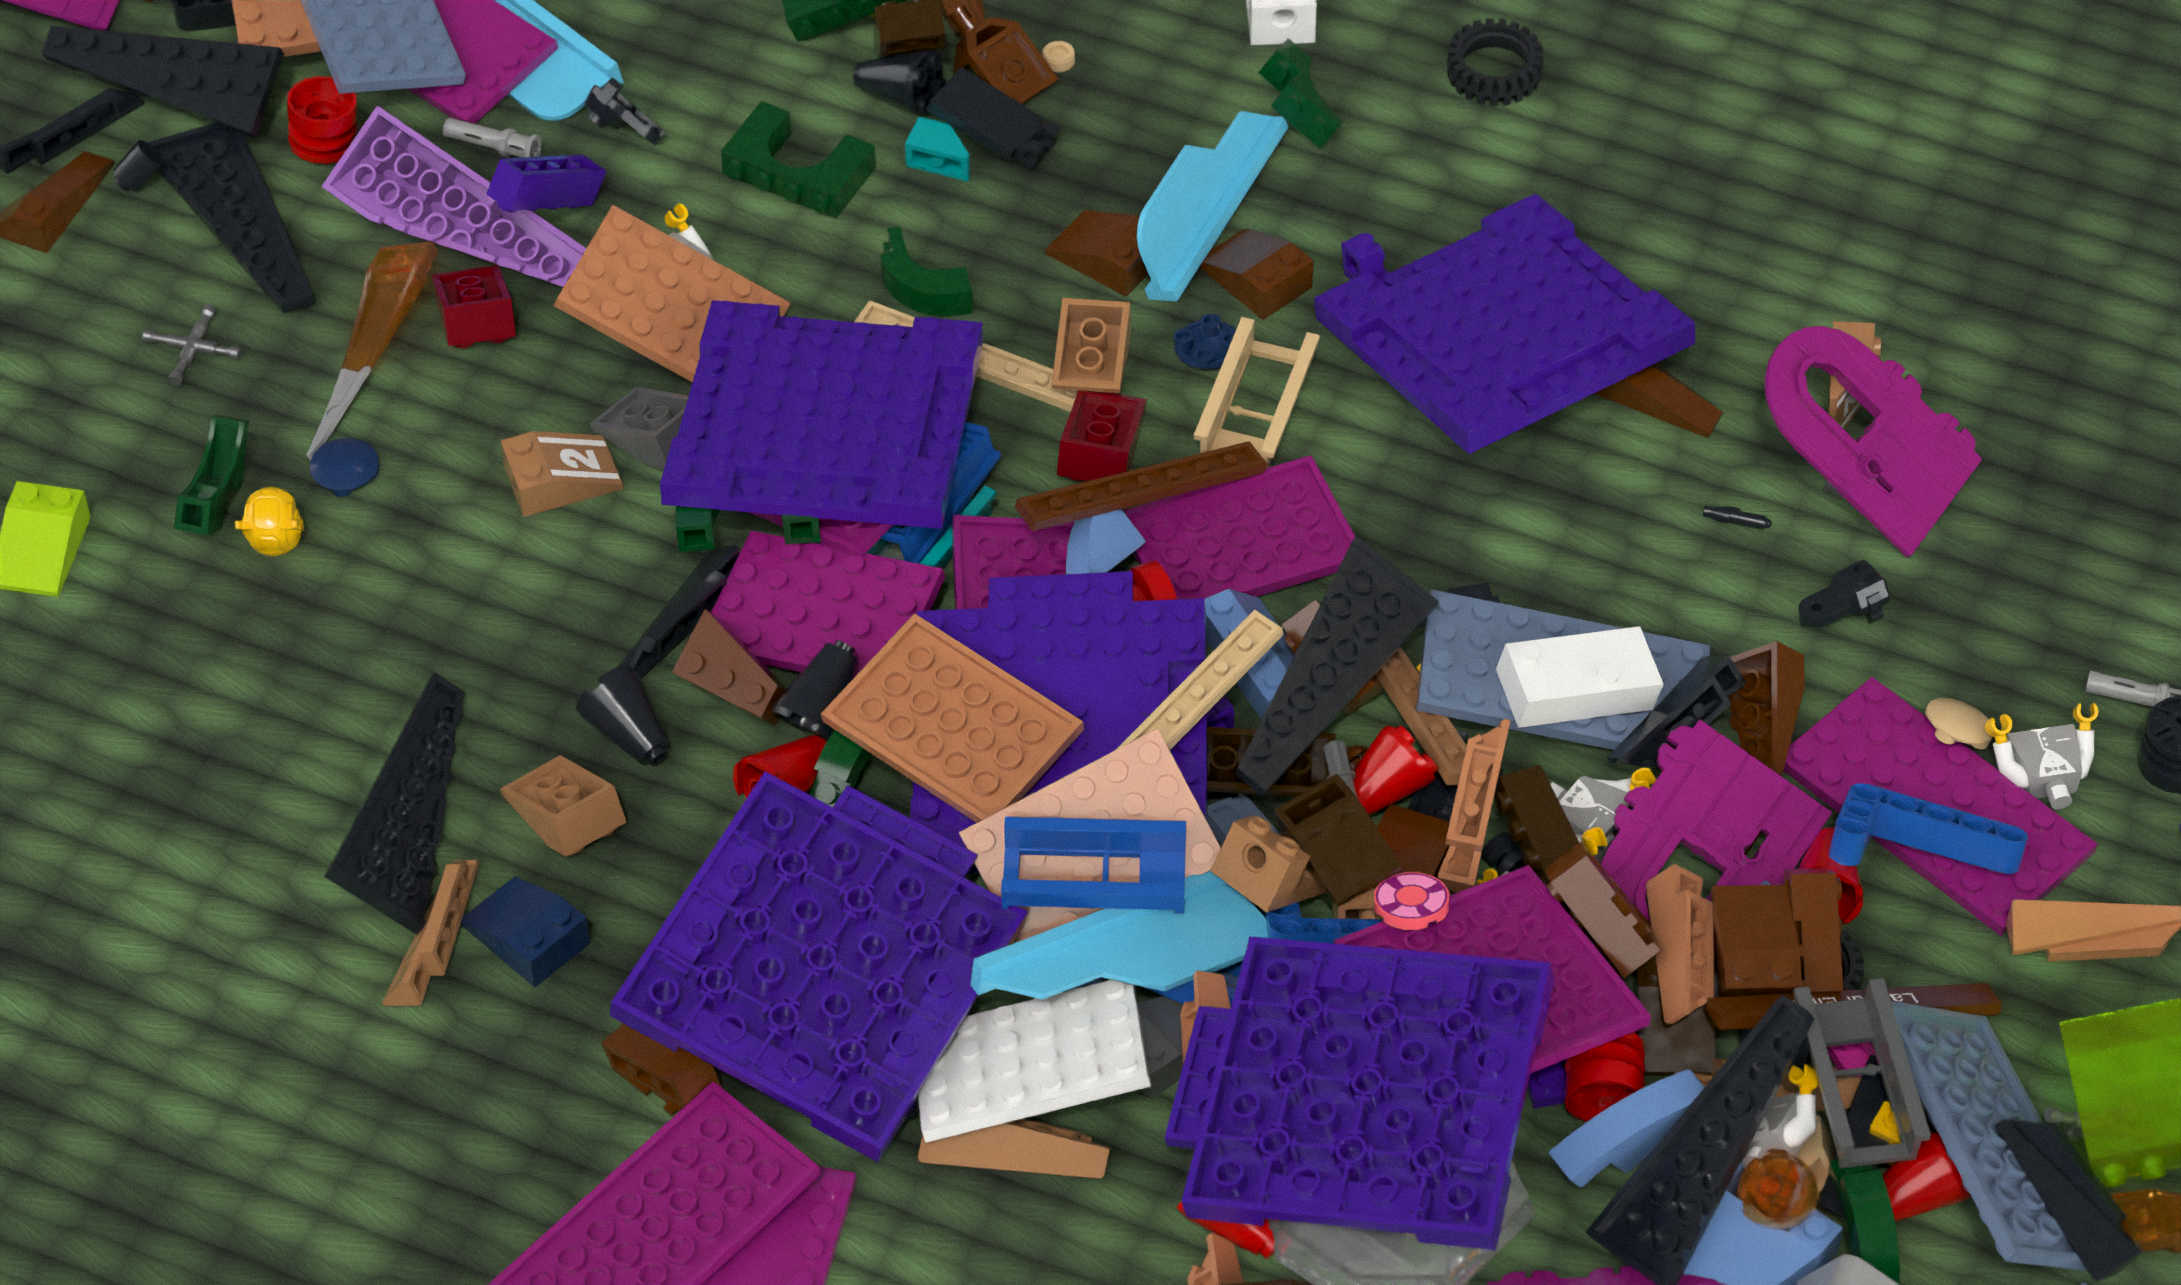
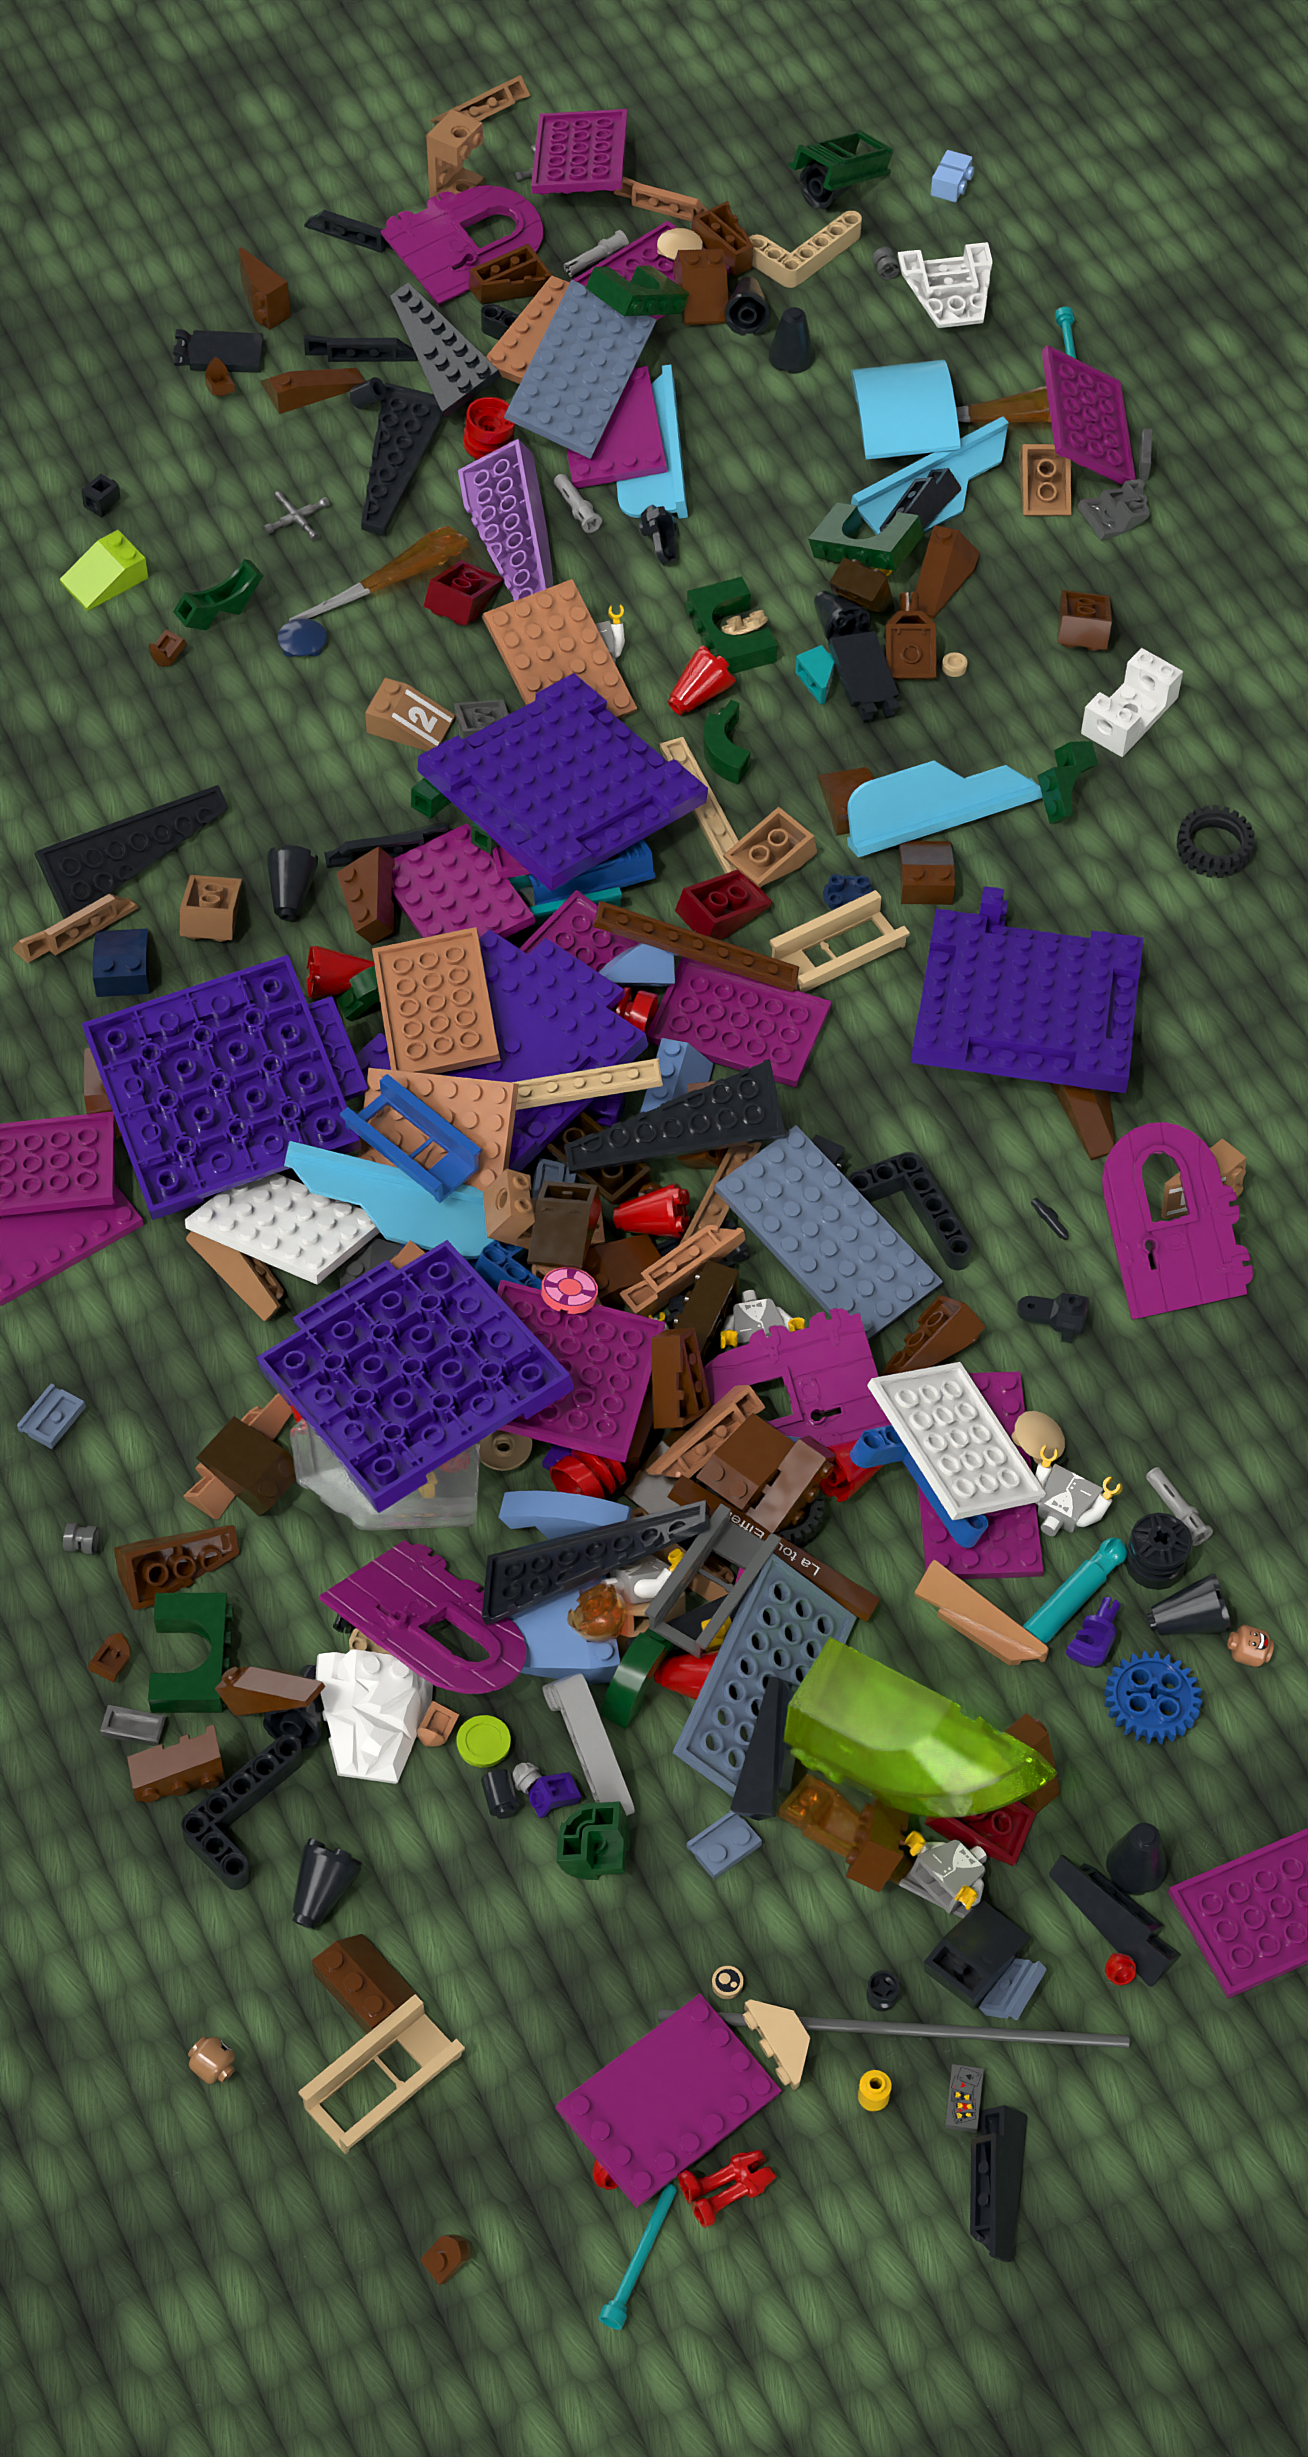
camera: 40 degrees right, 5 degrees up
(206, 573) = (166, 648): none -> reddish brown plate
(271, 521) = (226, 642): yellow helmet -> none
(545, 182) = (561, 544): dark purple brick -> none
(814, 147) = (740, 626): none -> tan dish
(816, 688) = (397, 931): black cone -> none
(833, 230) = (700, 681): none -> red cone
(1338, 763) = (621, 1195): dark grey axle -> none
(1579, 676) = (822, 1238): white brick -> none
(1616, 582) = (910, 1182): none -> black beam
(1697, 696) = (874, 1306): black wedge -> none
(1910, 774) = (956, 1440): none -> white plate
(2146, 835) = (1076, 1590): none -> teal piece

